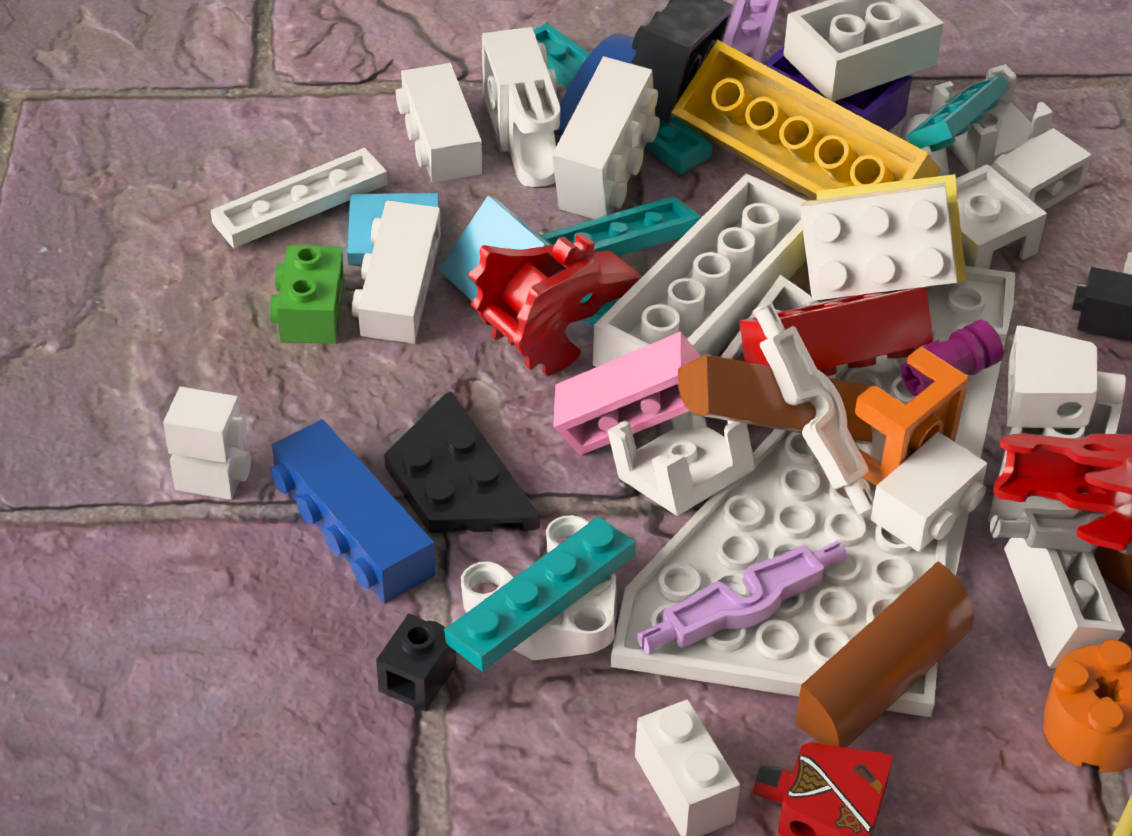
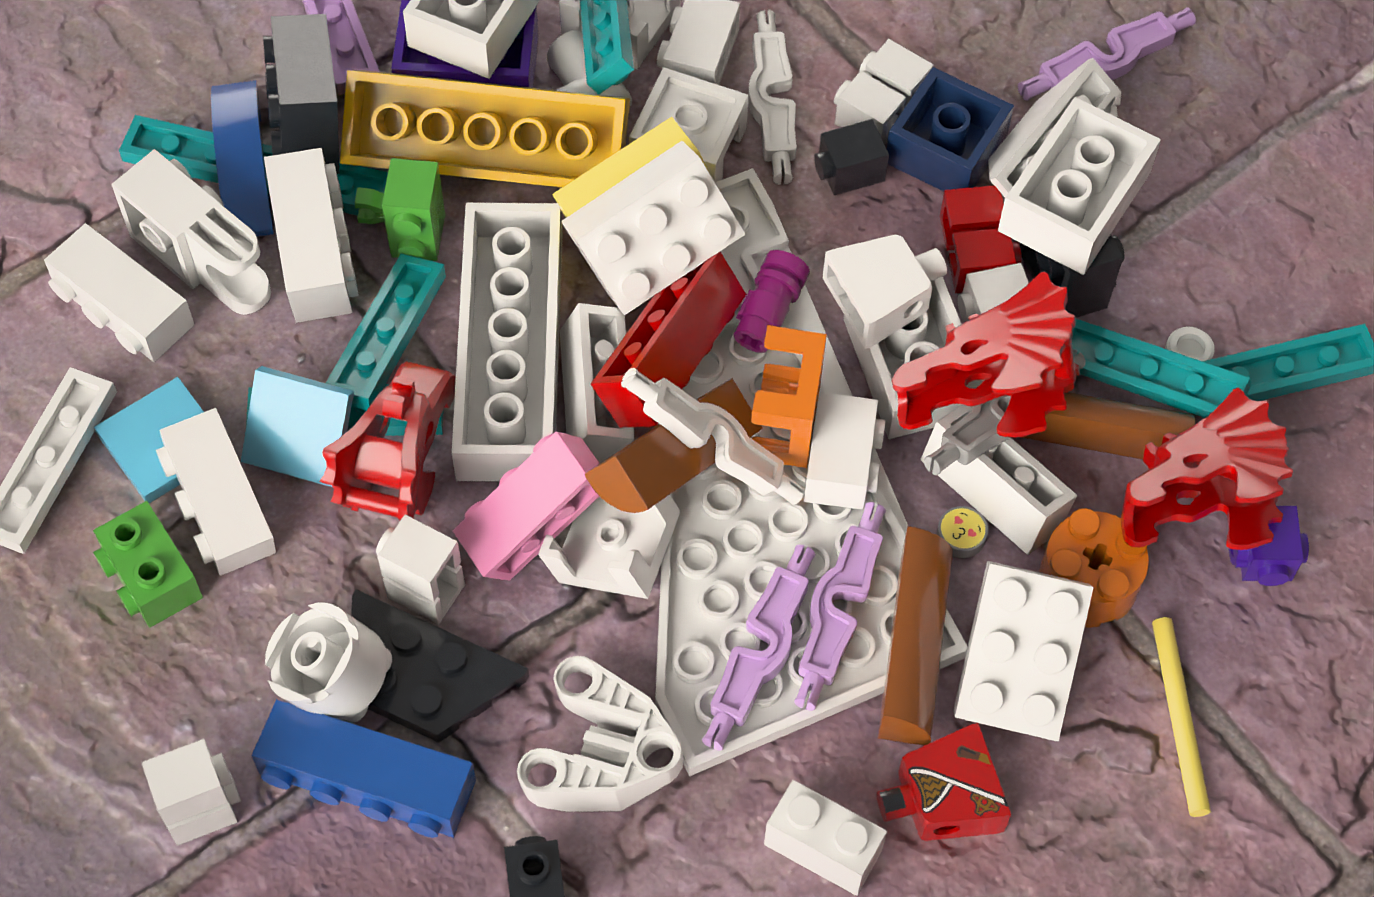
camera: 35 degrees left, 15 degrees up
(381, 414) = (327, 662): none -> white brick
(507, 394) = (420, 568): none -> white piece
(539, 593) = (604, 757): teal plate -> none
(701, 160) = (409, 207): none -> bright green brick
(818, 617) = (831, 626): none -> lavender piece
(978, 718) = (1023, 650): none -> white brick
(1001, 622) = (963, 530): none -> light yellow tile
(1067, 245) = (773, 114): none -> white piece

